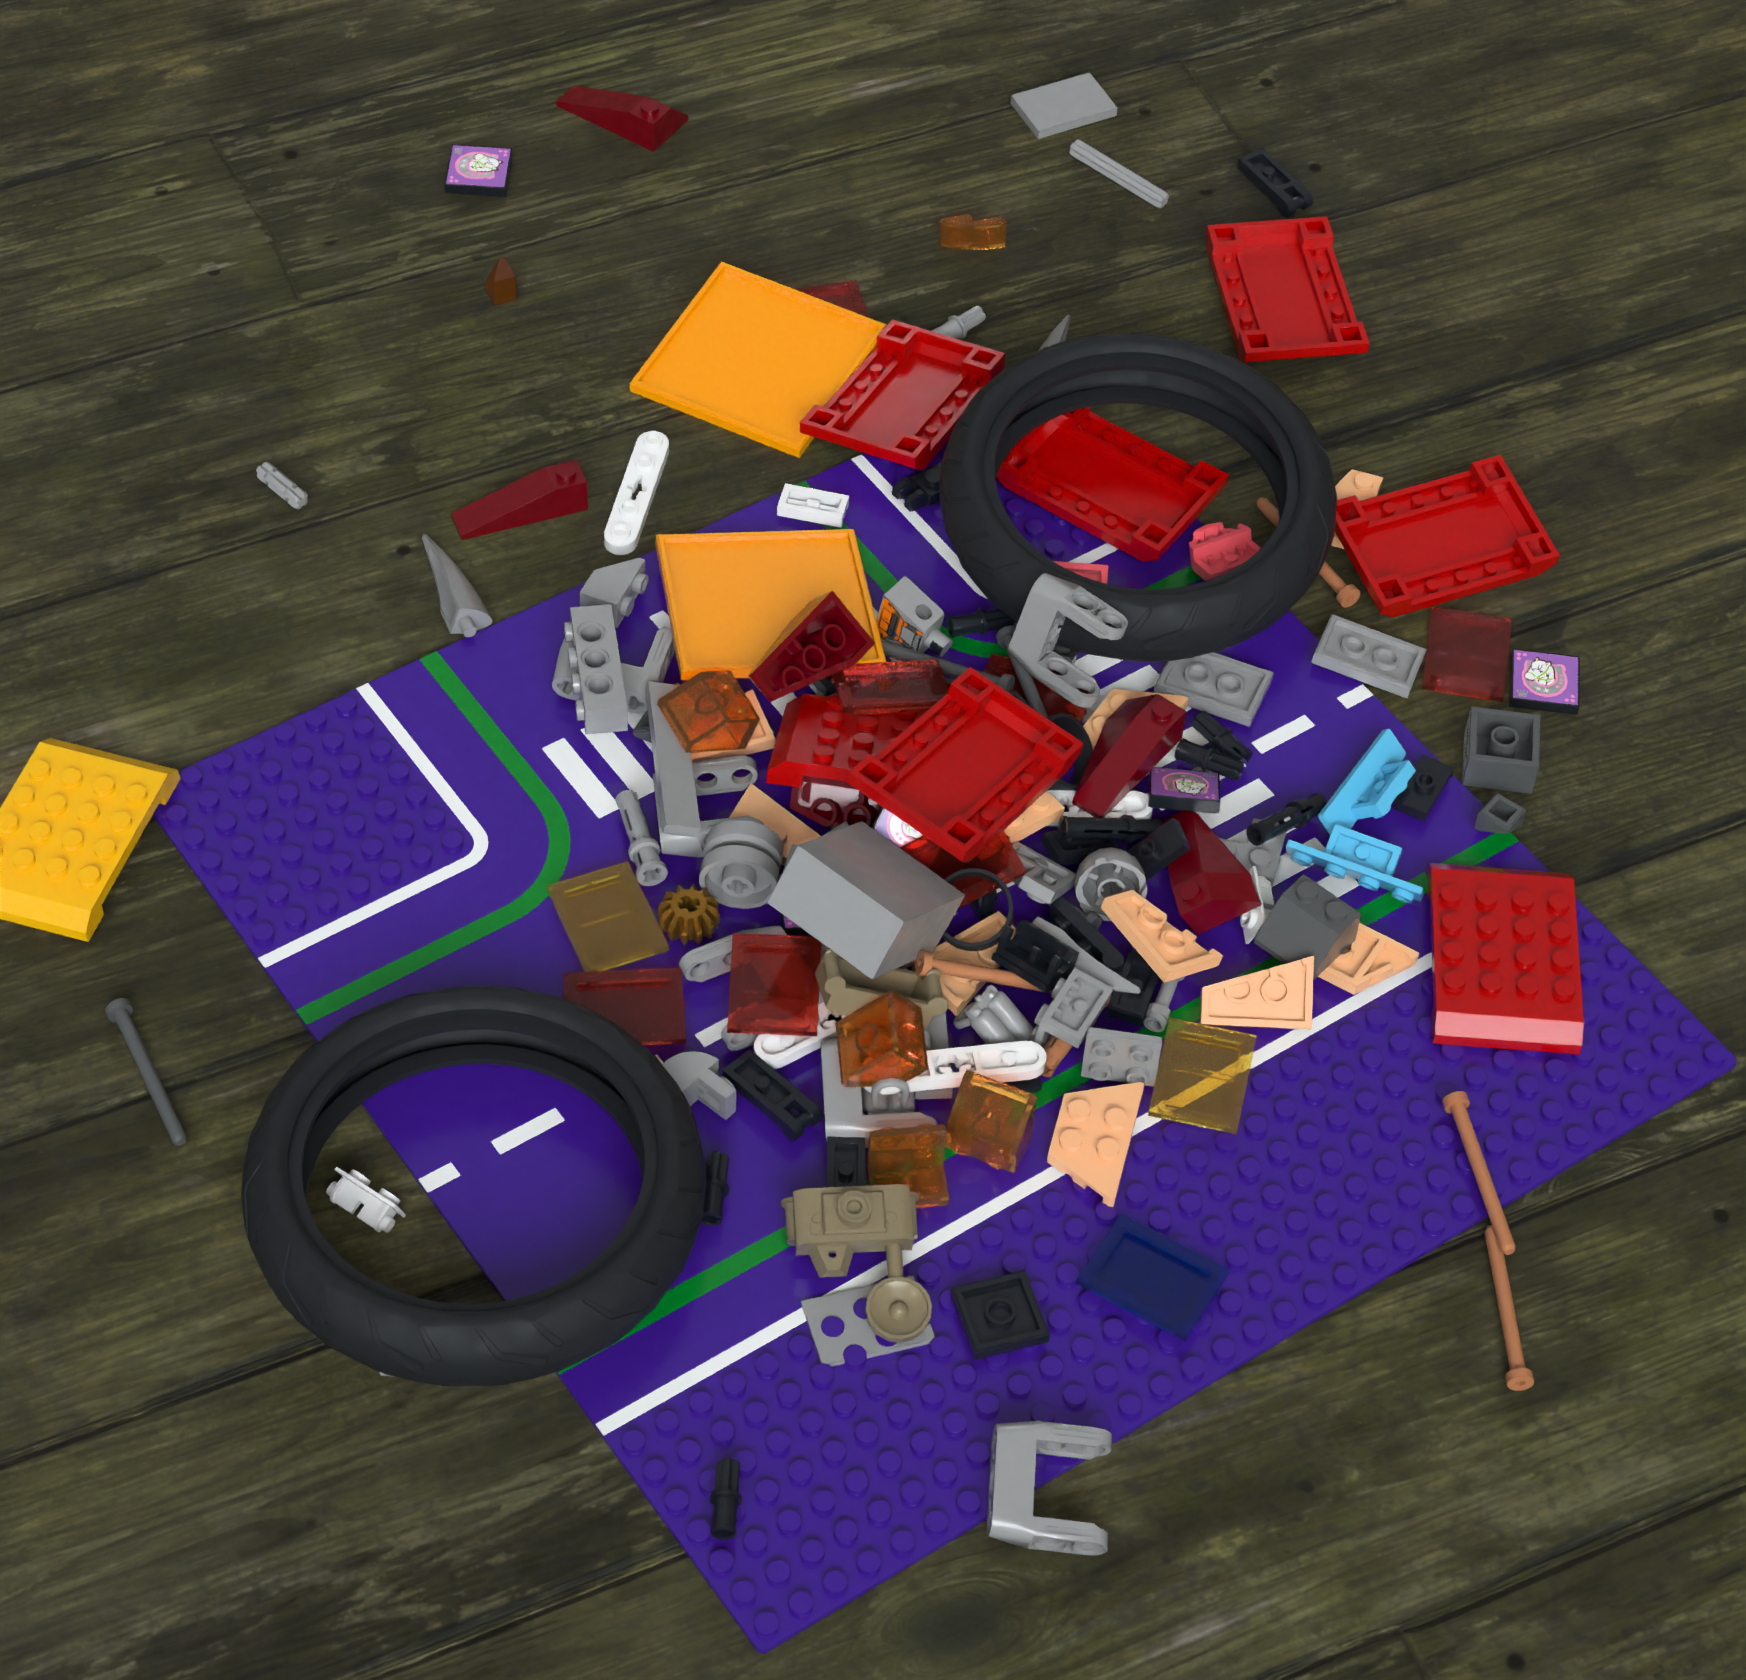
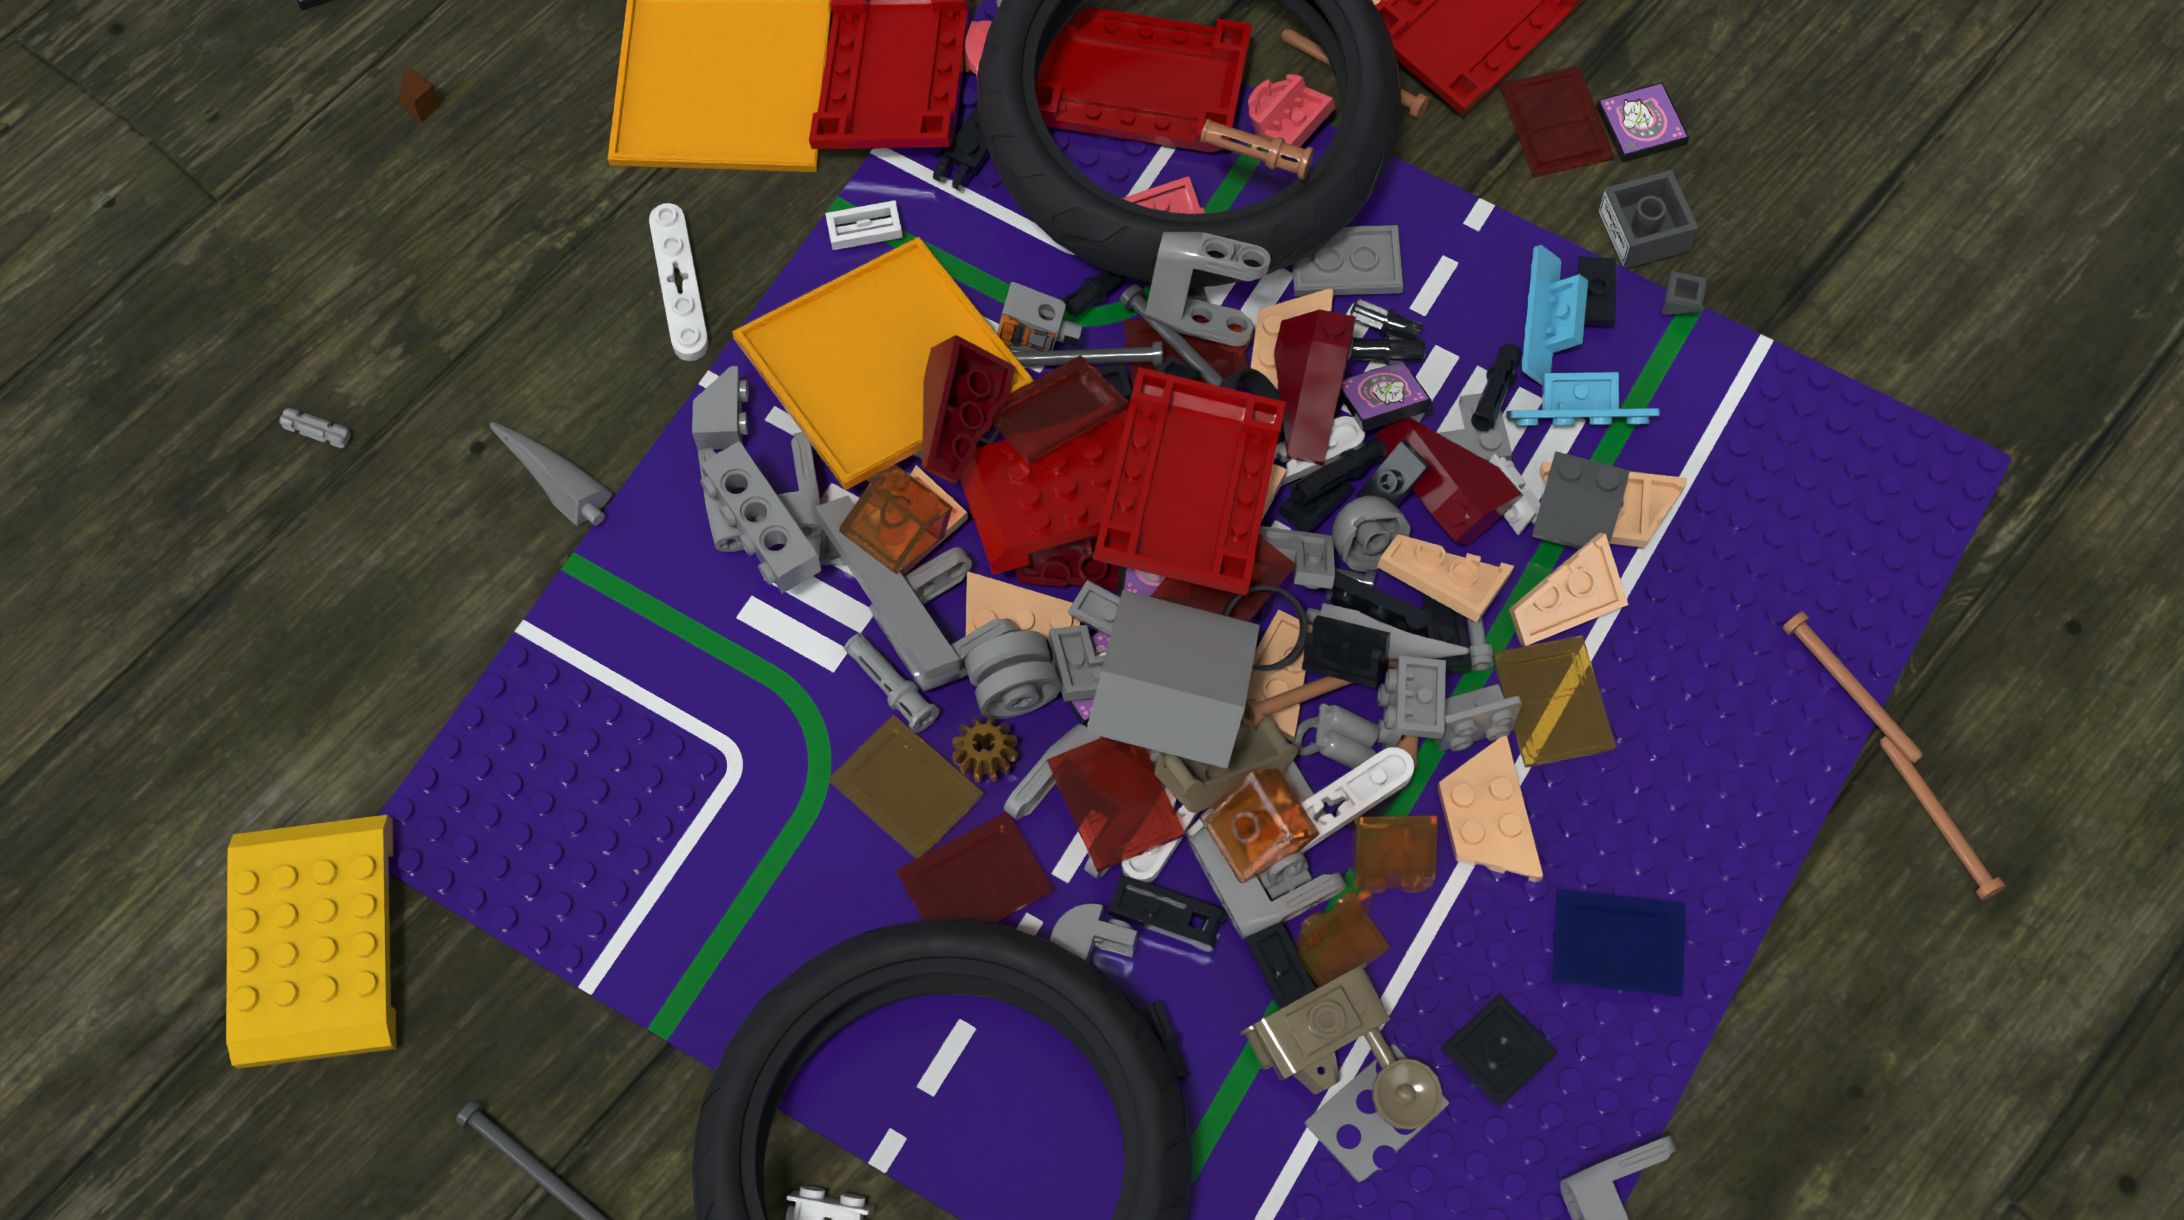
camera: 20 degrees left, 15 degrees up
(529, 499) = (575, 333): dark red wedge -> none
(1177, 548) = (1214, 134): none -> nougat pin
(1368, 656) = (1472, 166): light grey tile -> none
(1505, 959) = (1762, 444): red slope -> none

